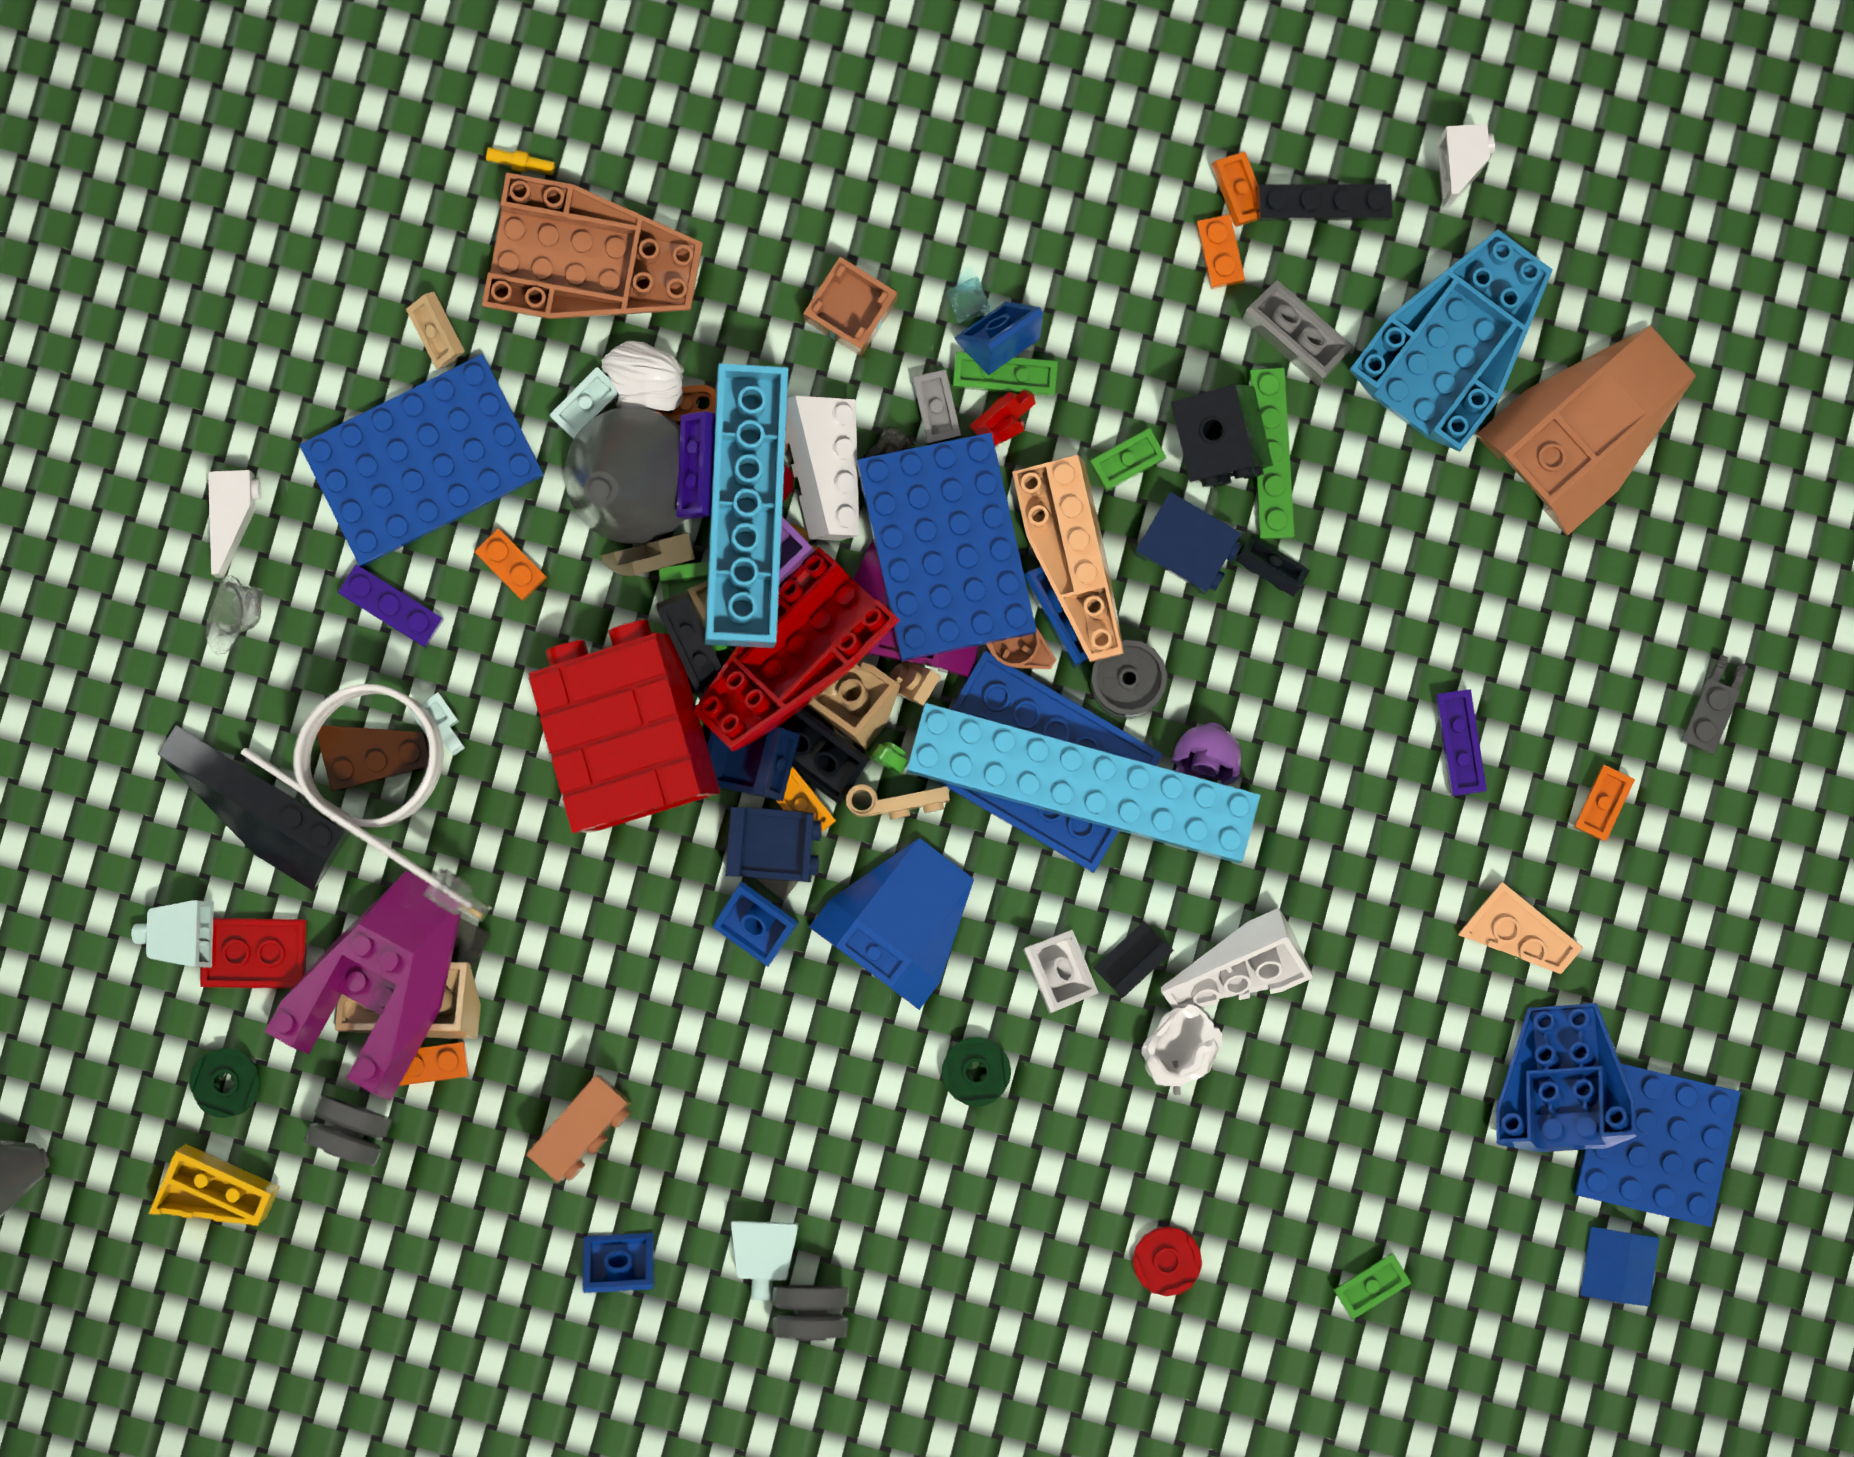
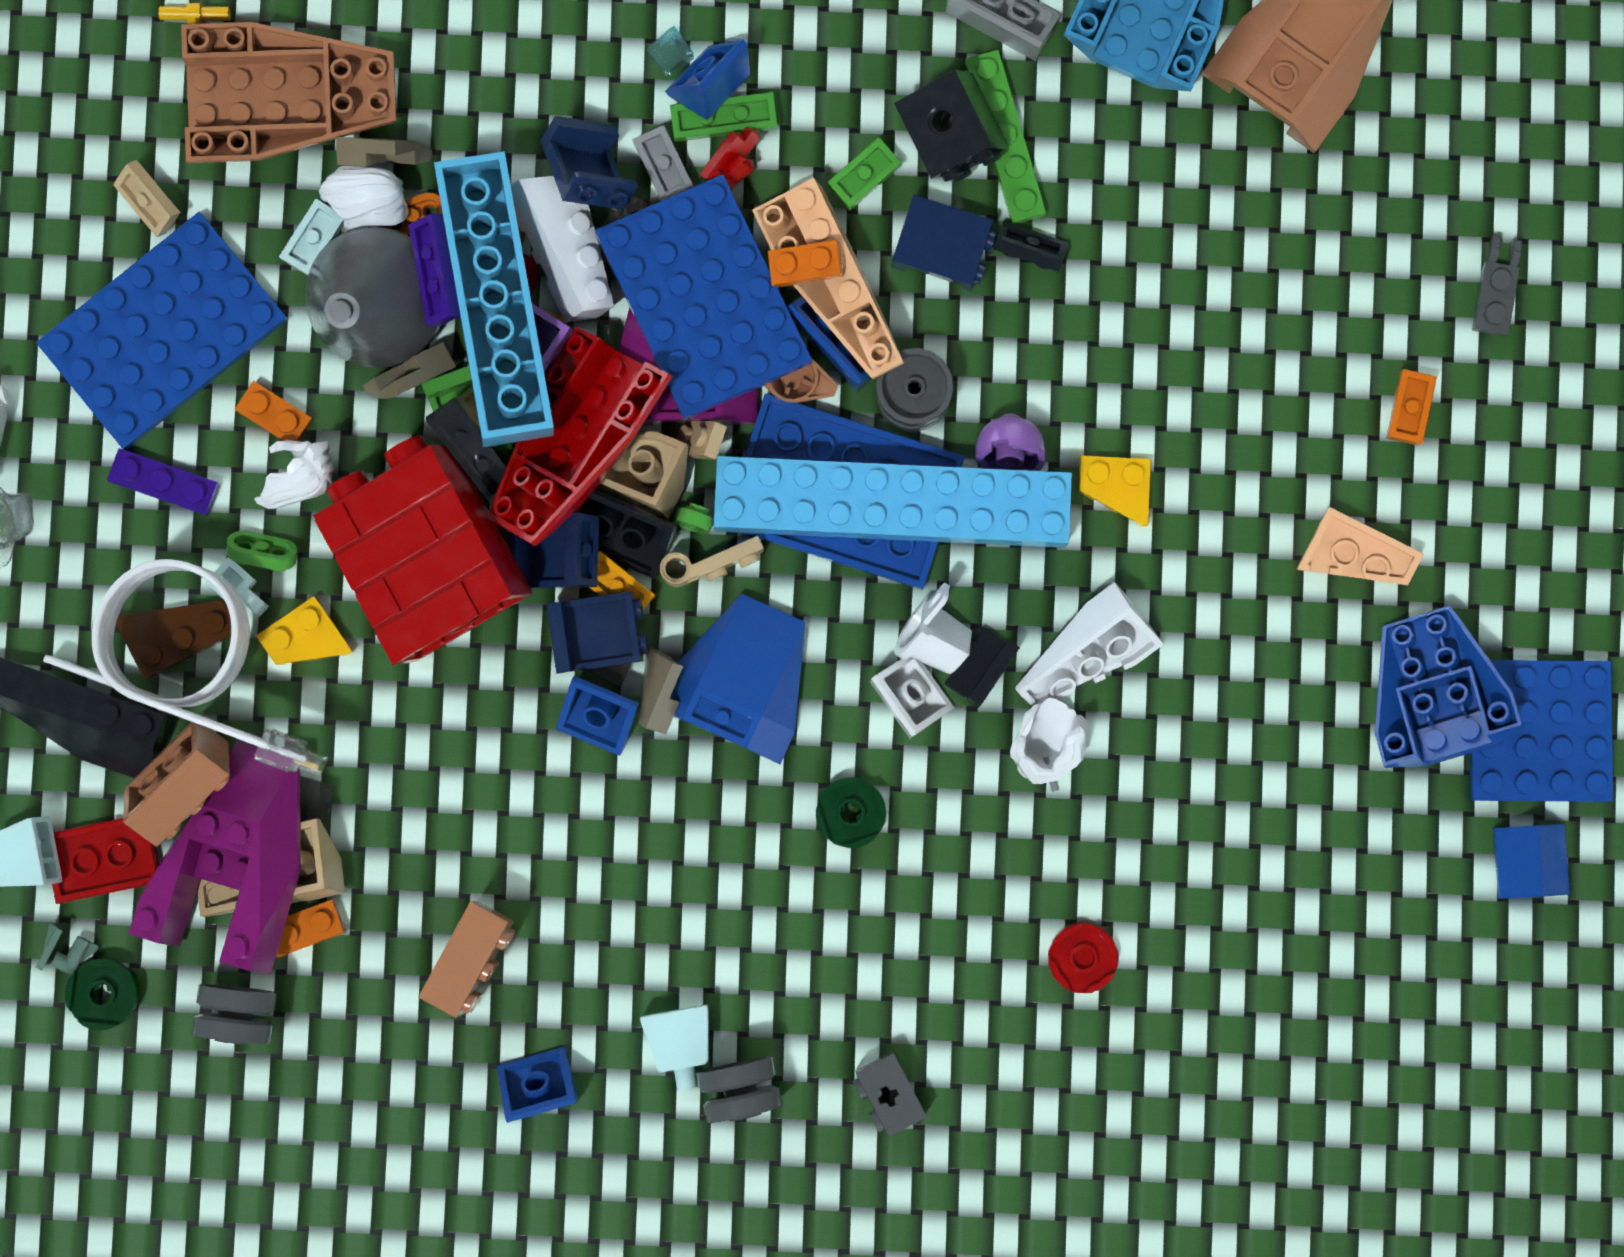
camera: 15 degrees left, 0 degrees up
(200, 1046) = (78, 952): none -> sand green piece
(212, 1189) = (110, 1103): yellow wedge -> none
(342, 899) = (176, 783): none -> nougat brick
(470, 693) = (261, 550): none -> bright green plate
(492, 784) = (304, 635): none -> yellow wing
(530, 634) = (305, 478): none -> white hair
(659, 334) = (370, 152): none -> dark tan slope
(821, 905) = (658, 684): none -> dark tan slope
(850, 306) = (554, 81): nougat container -> none
(862, 393) = (584, 163): none -> dark blue panel
(965, 1365) = (905, 1109): none -> dark grey brick
(1051, 536) = (805, 263): none -> orange plate
(1095, 920) = (934, 635): none -> white container
(1304, 814) = (1117, 484): none -> yellow wing
(1372, 1286) = (1292, 936): bright green plate -> none
(1460, 743) = (1256, 379): dark purple plate -> none

